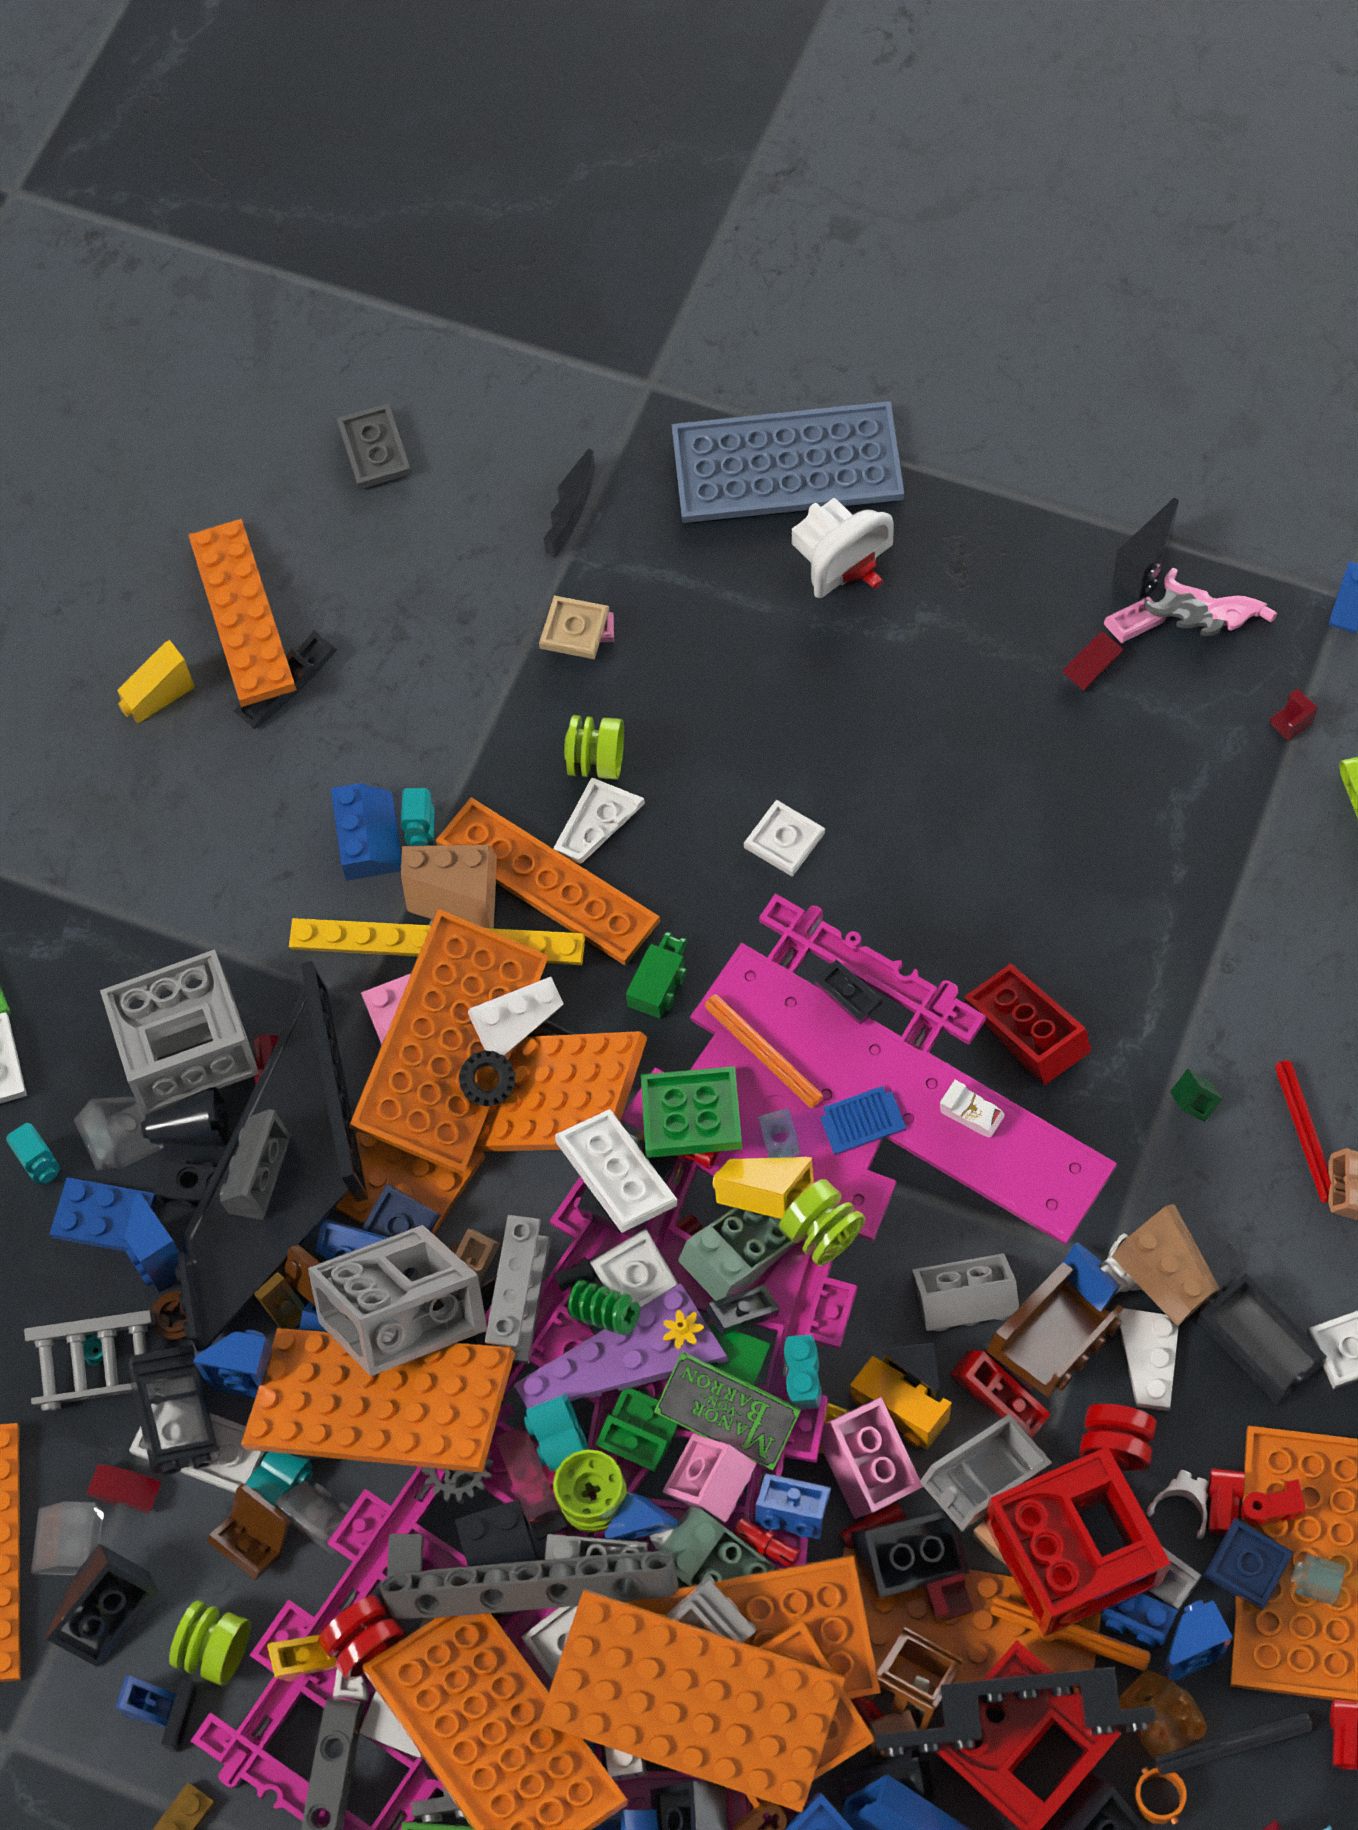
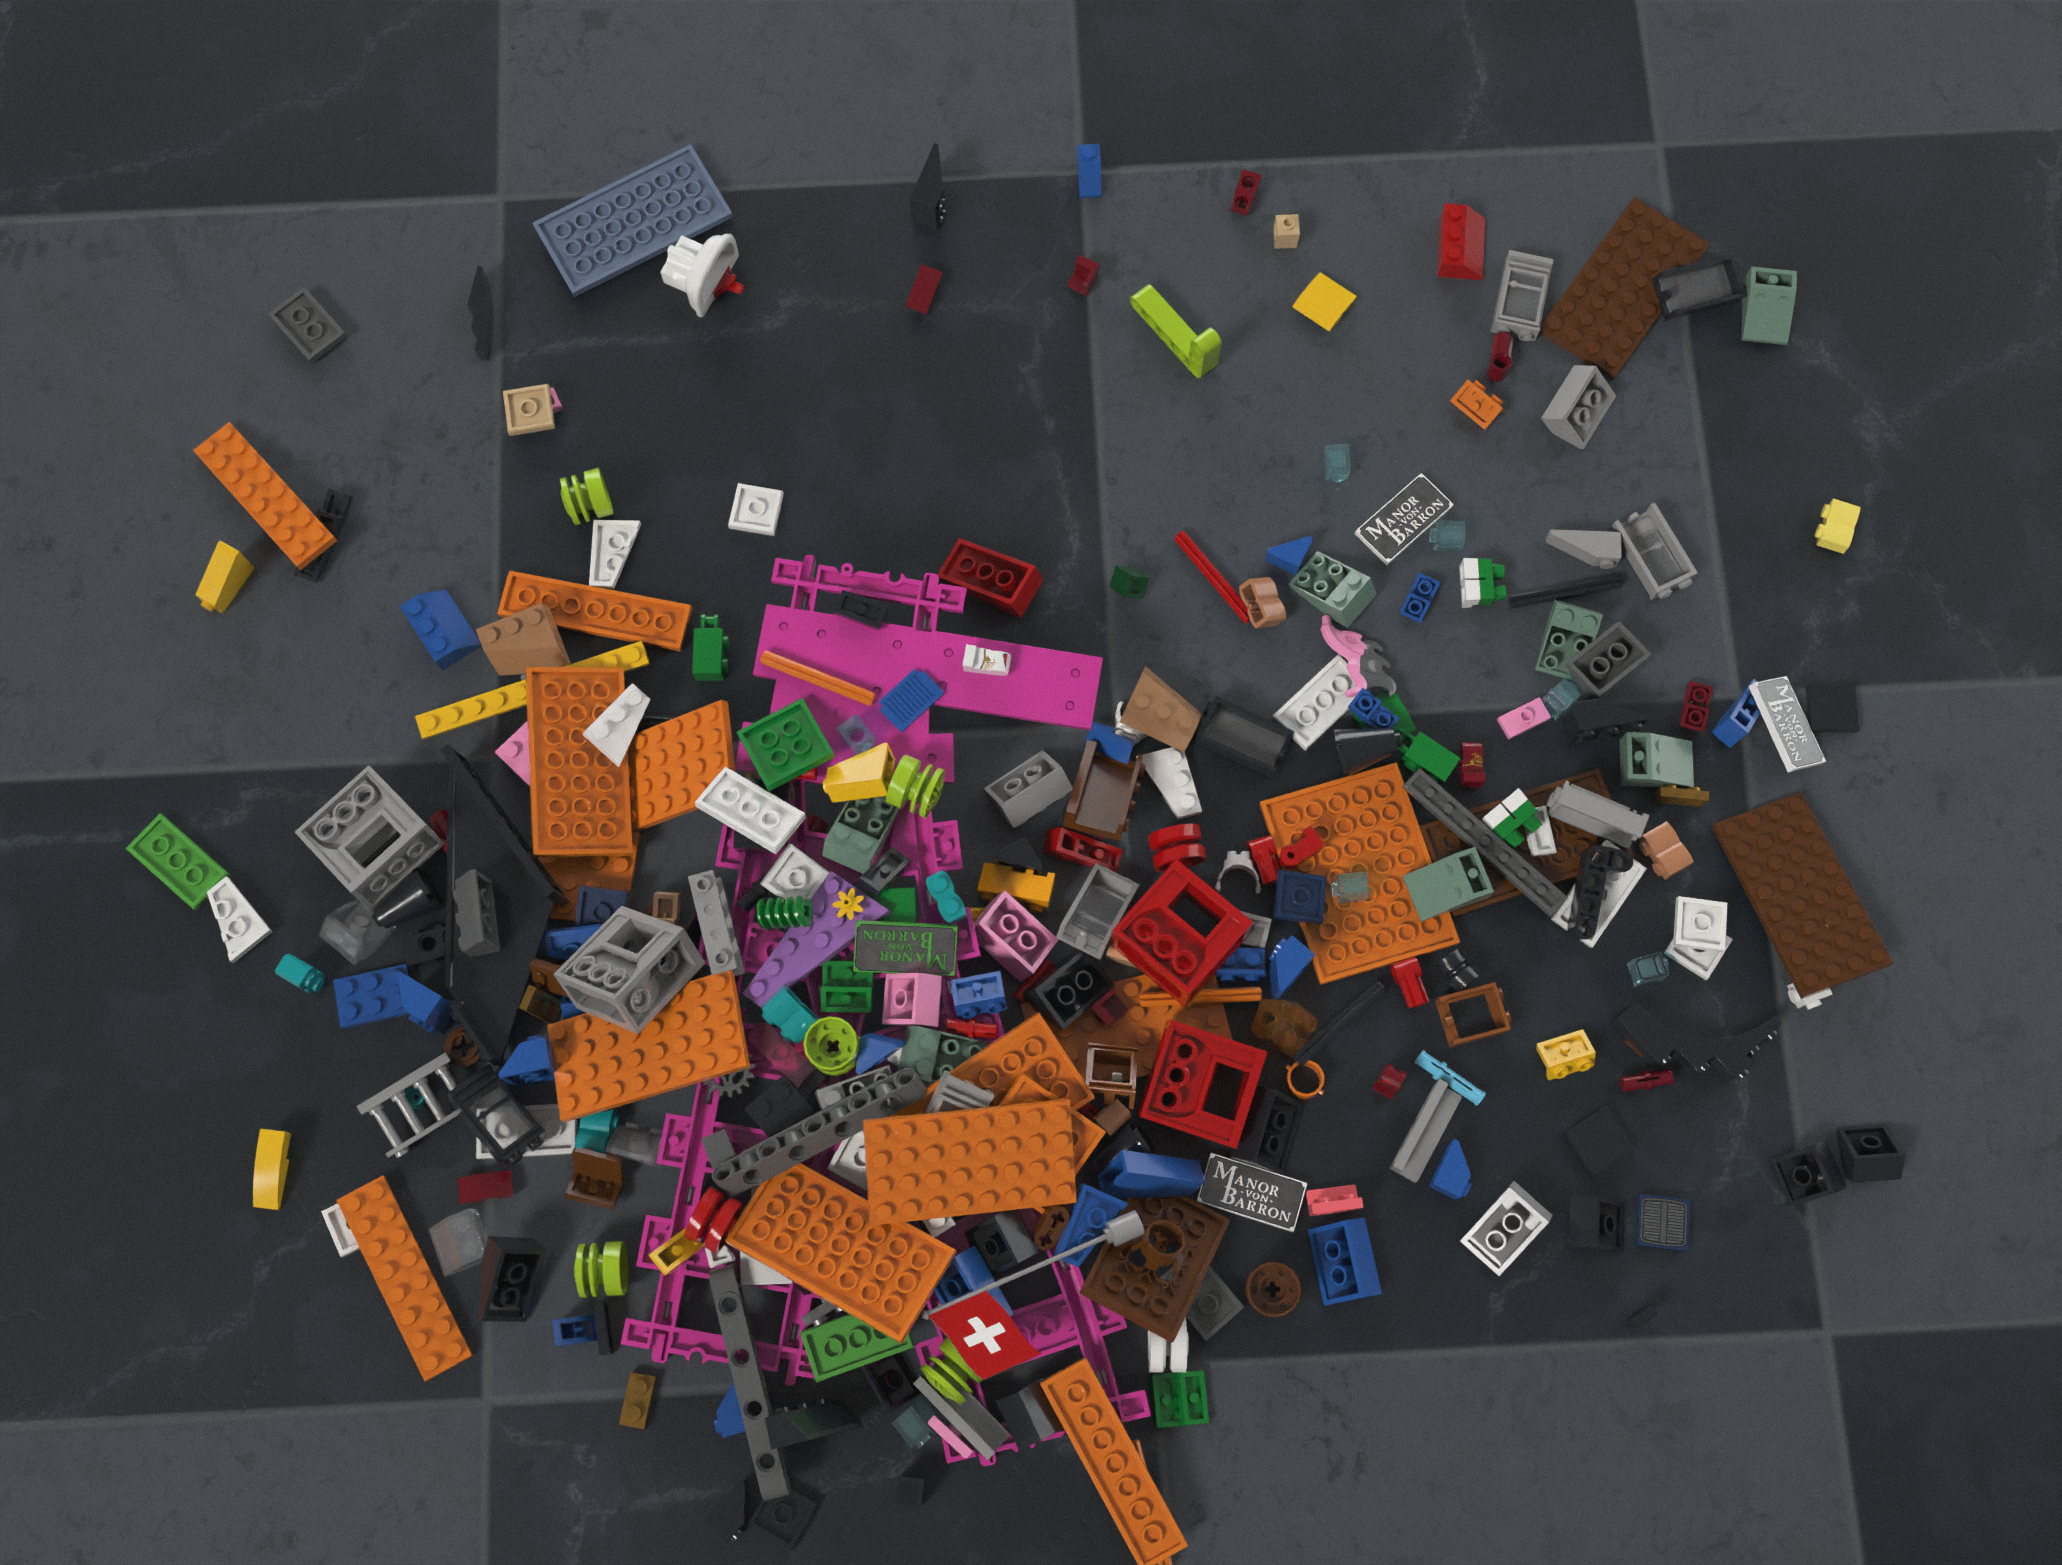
camera: 30 degrees left, 10 degrees up
(417, 817) = (476, 602): teal brick -> none
(504, 1070) = (630, 767): black tyre -> none
(961, 1714) = (1157, 1088): black bracket -> none
(1132, 621) = (941, 246): bright pink plate -> none
(1200, 609) = (987, 221): piece -> none

